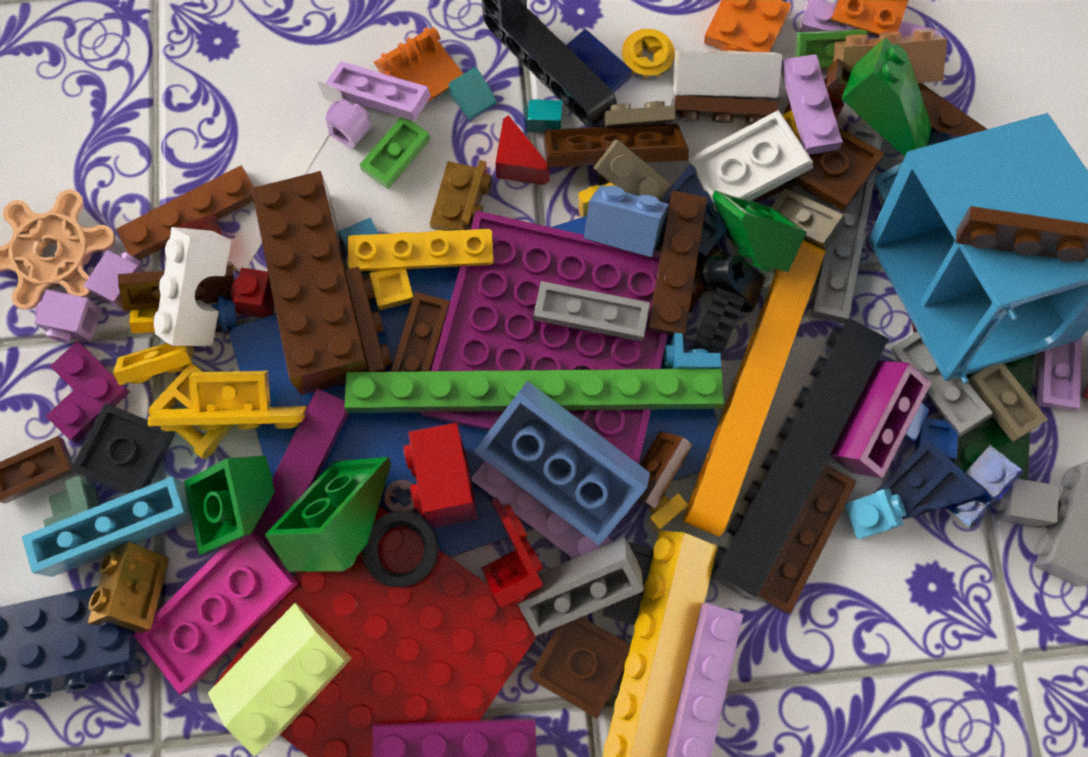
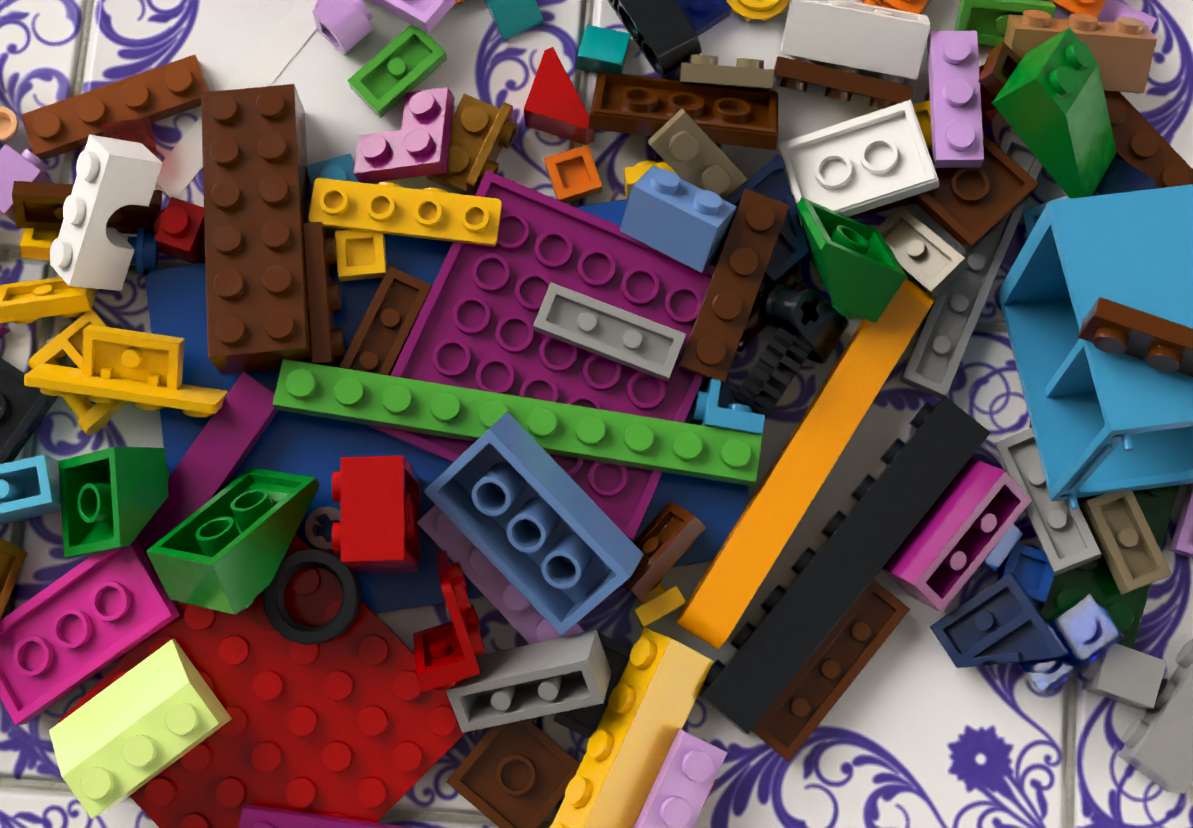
camera: 10 degrees right, 5 degrees up
(420, 203) = (414, 150): none -> plate
(539, 205) = (573, 174): none -> orange plate
(875, 513) = (925, 654): medium azure bracket -> none

